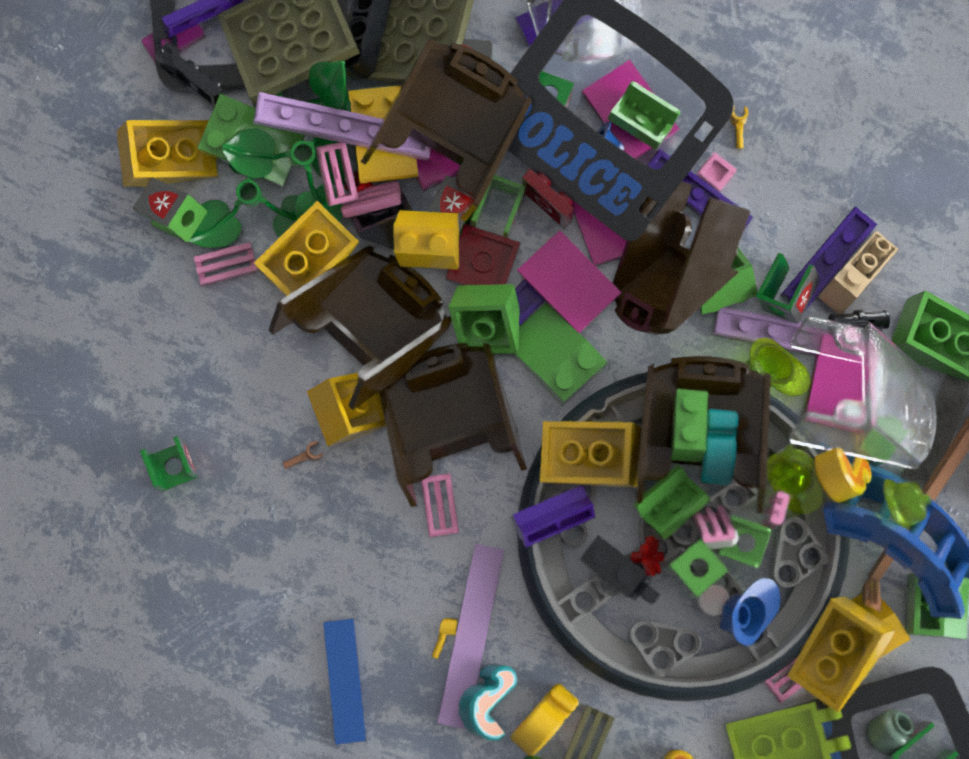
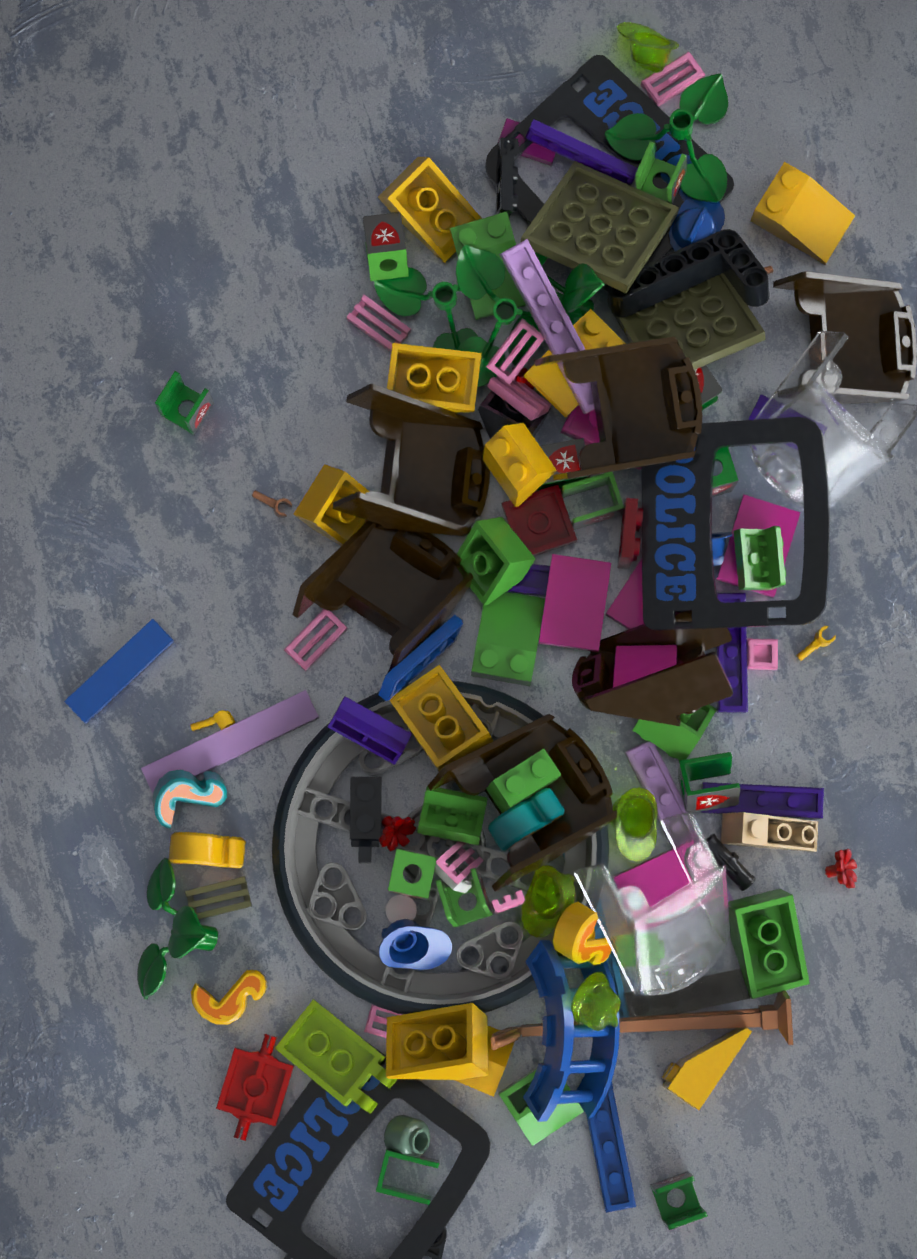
camera: 50 degrees right, 0 degrees up
(524, 433) = (420, 658): none -> blue tile
(661, 266) = (642, 660): none -> dark pink tile
(928, 239) = (843, 868): none -> red plant

